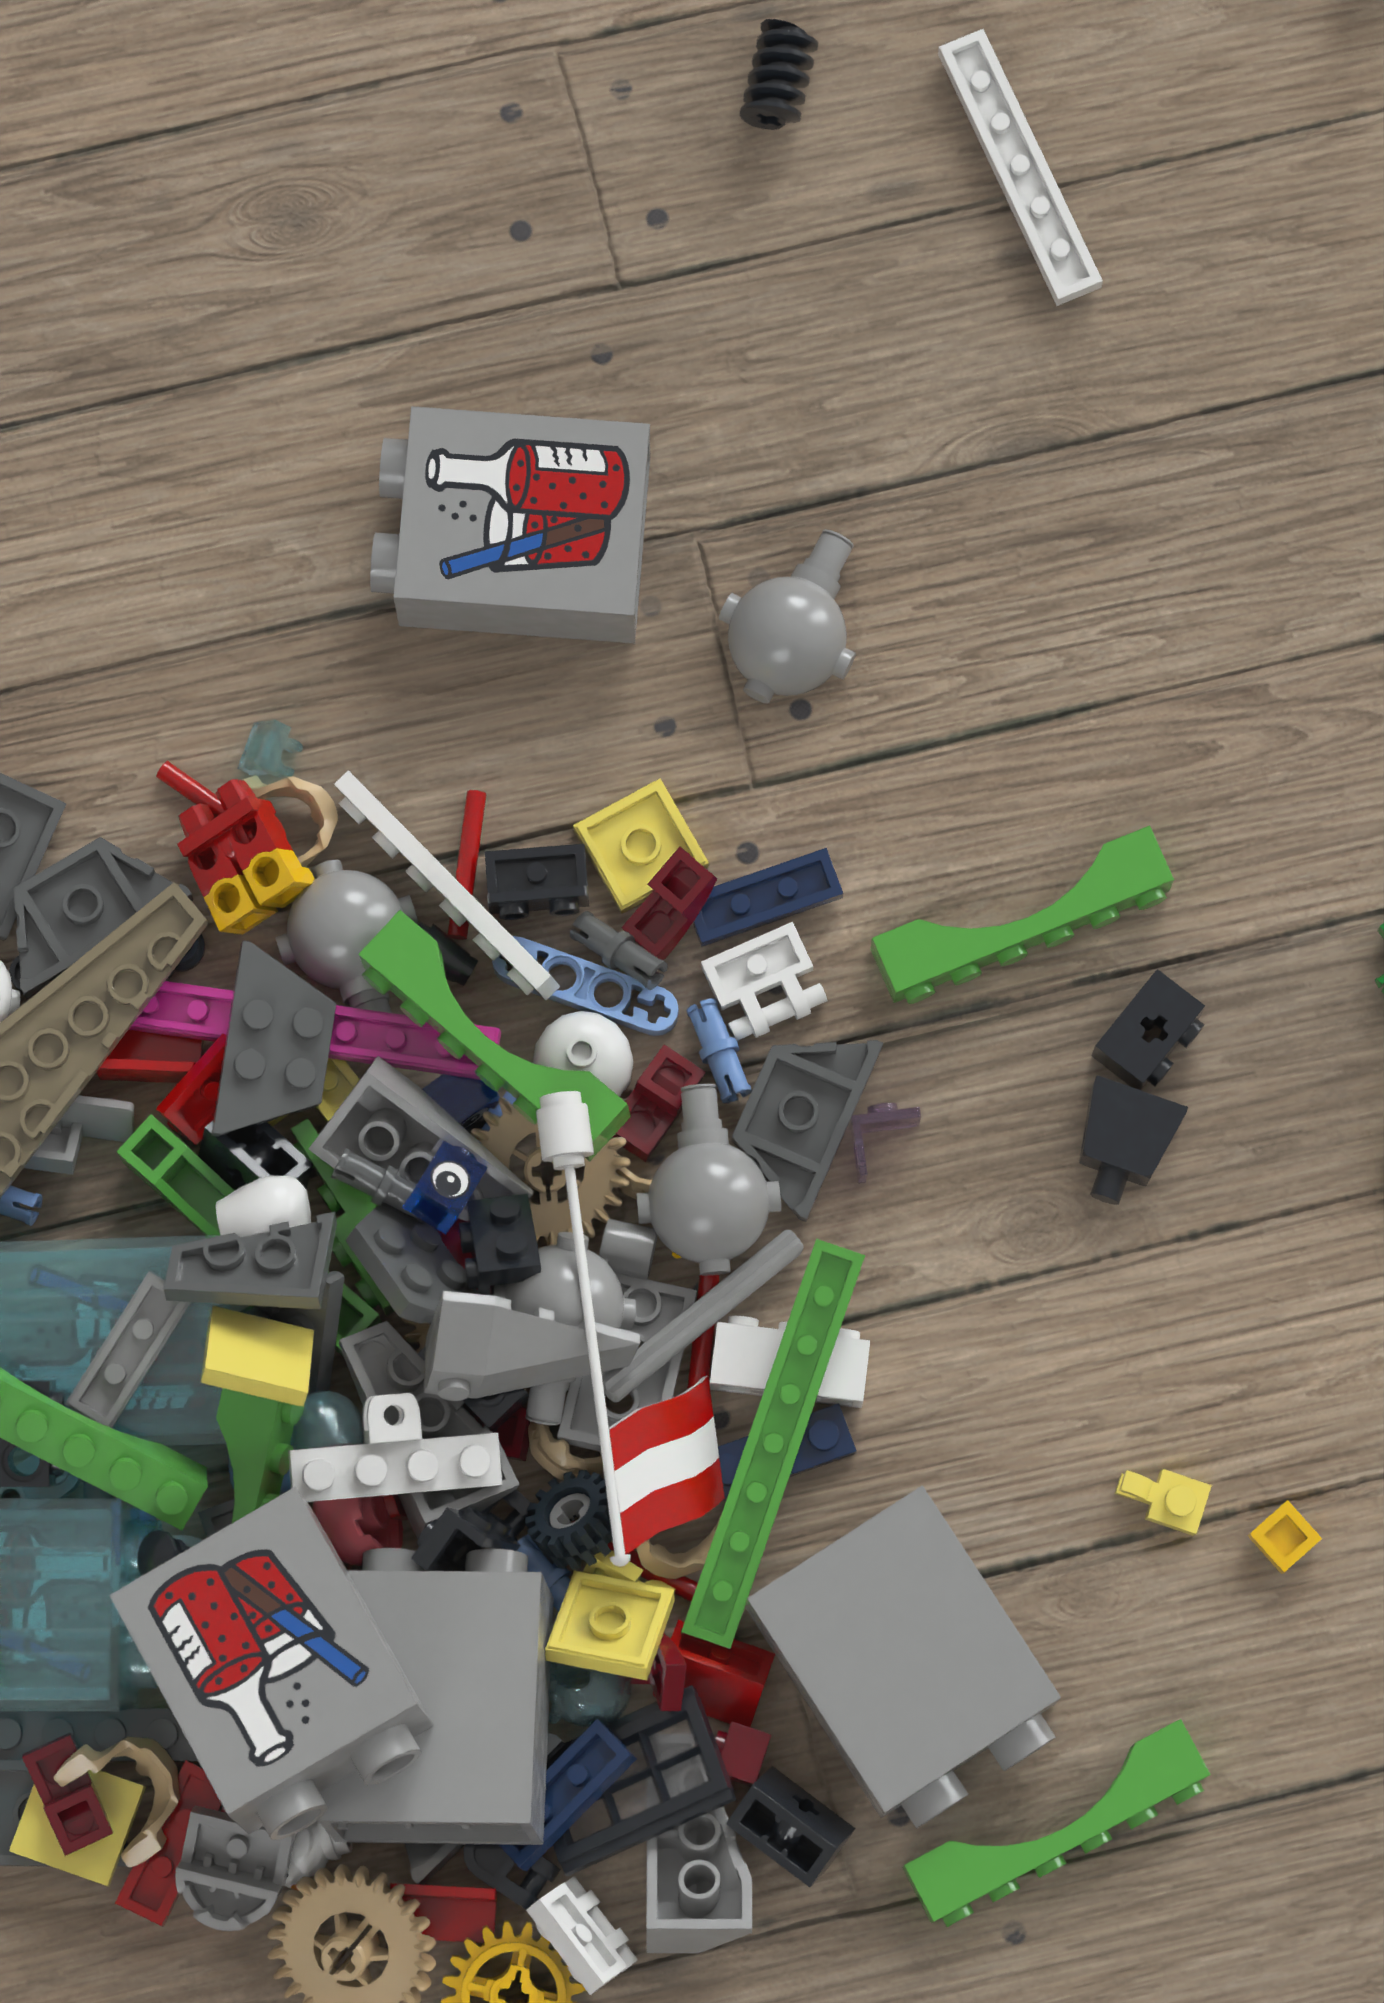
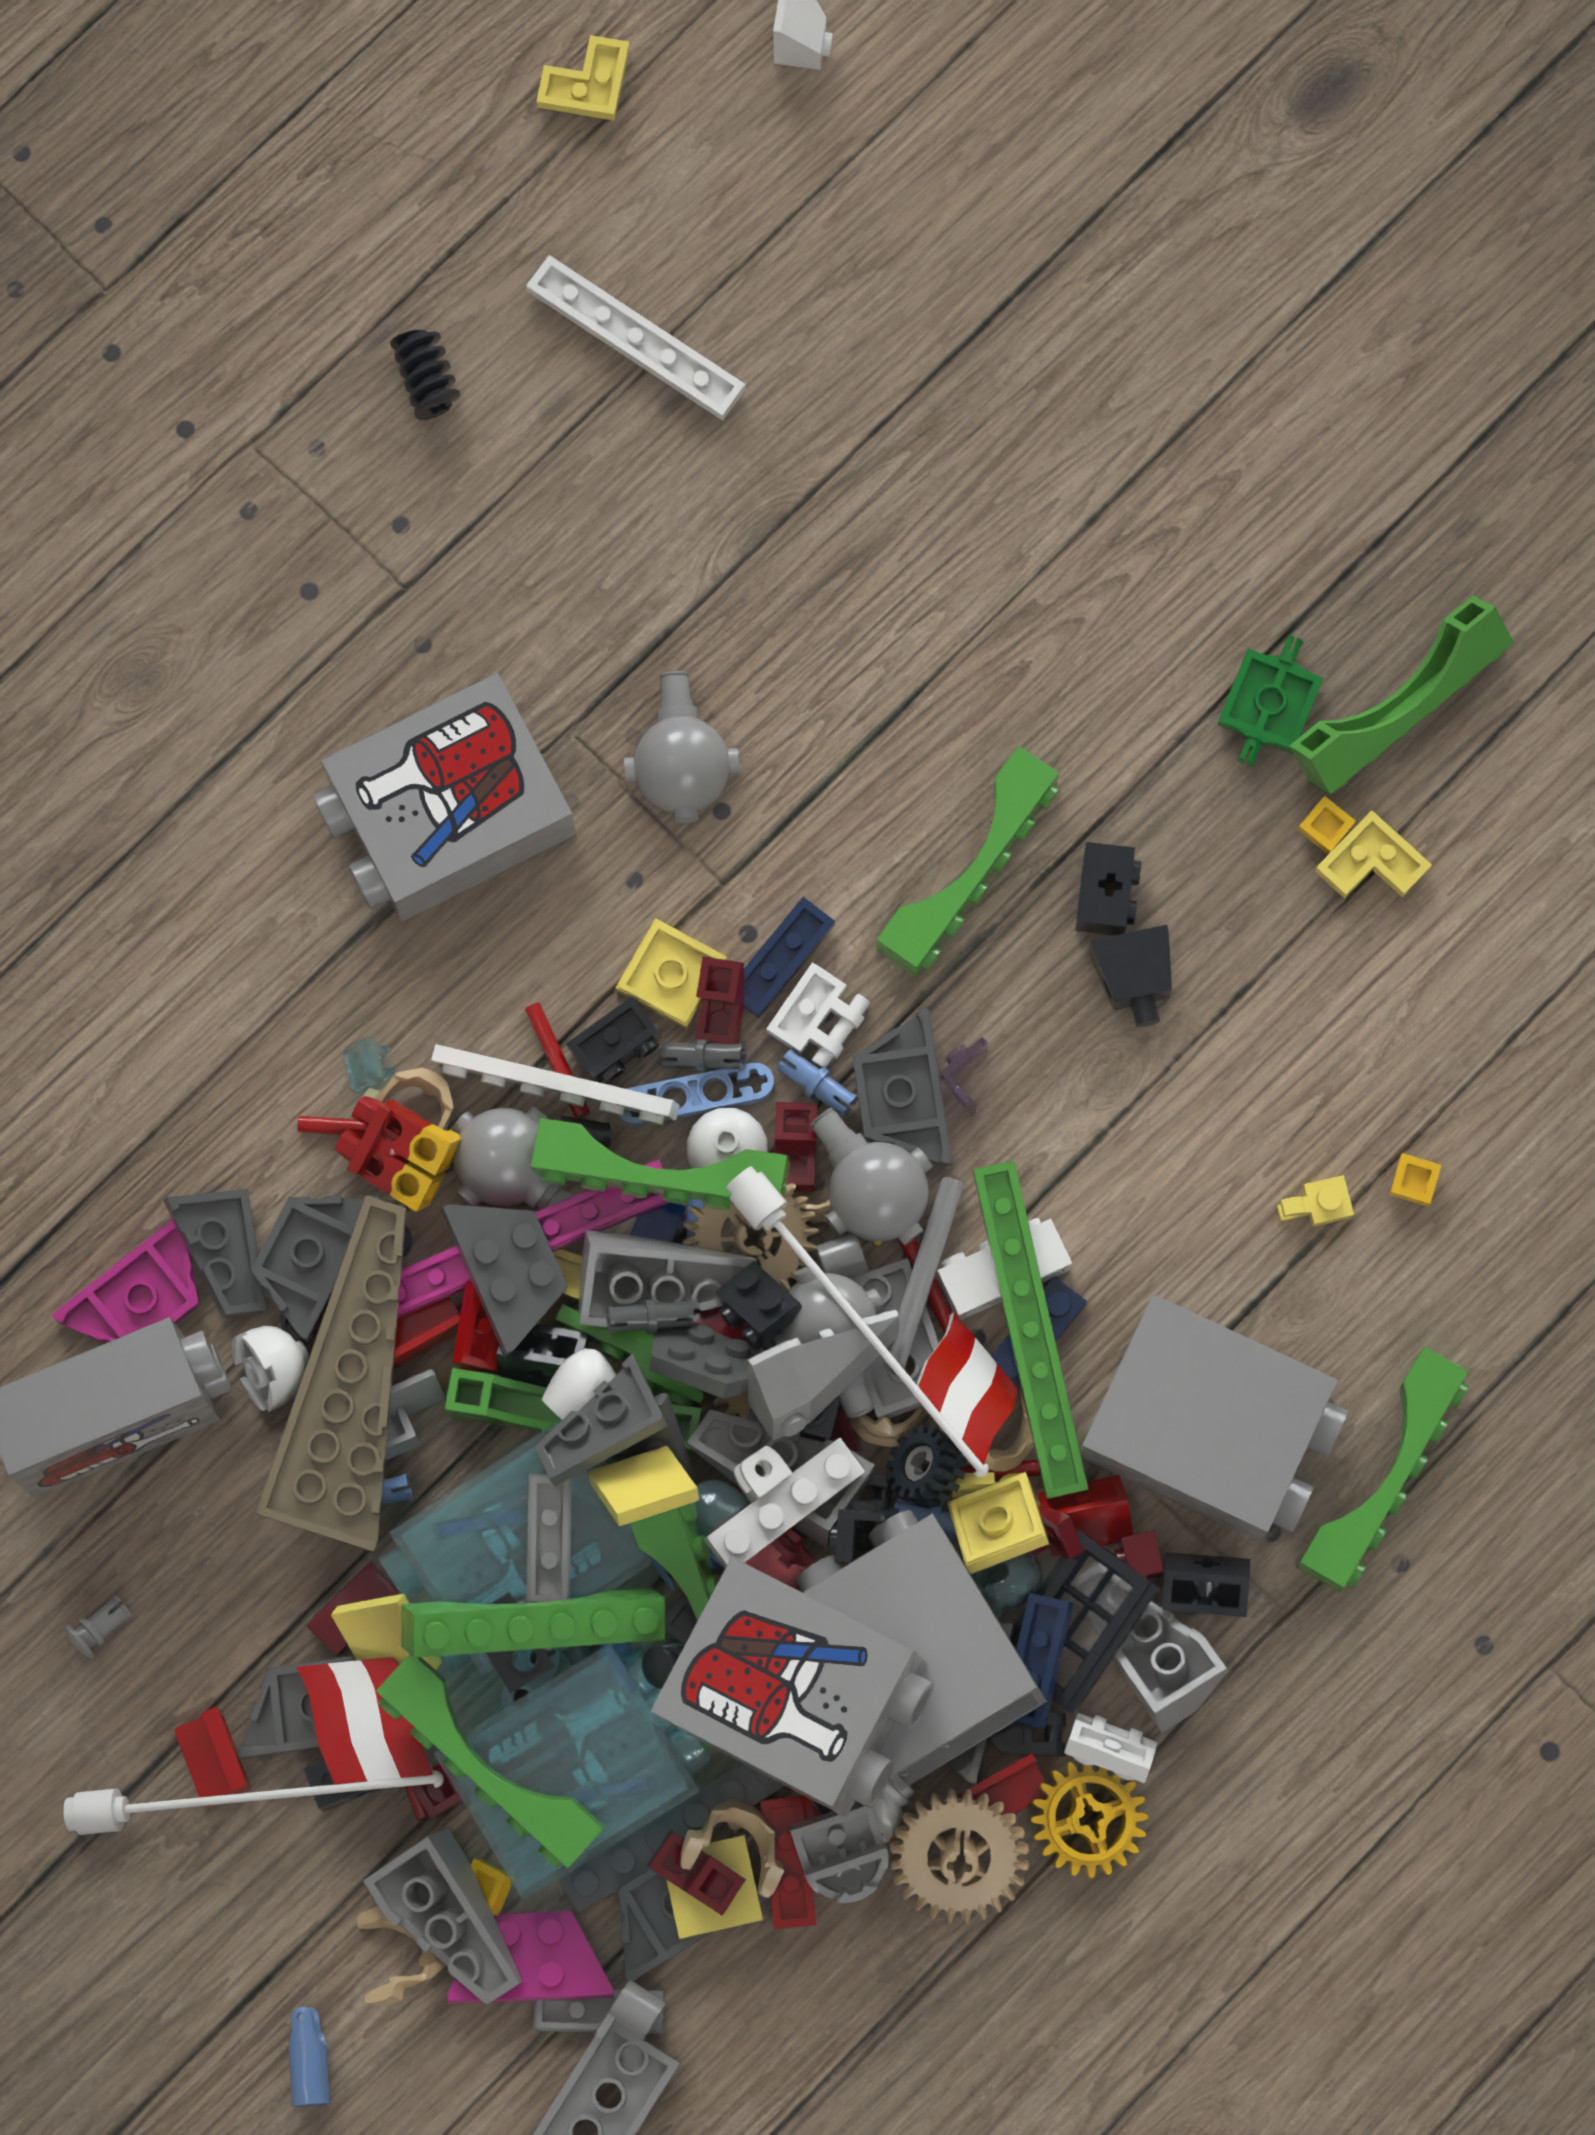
camera: 30 degrees left, 0 degrees up
(445, 1186) = (695, 1290): clear blue brick -> none

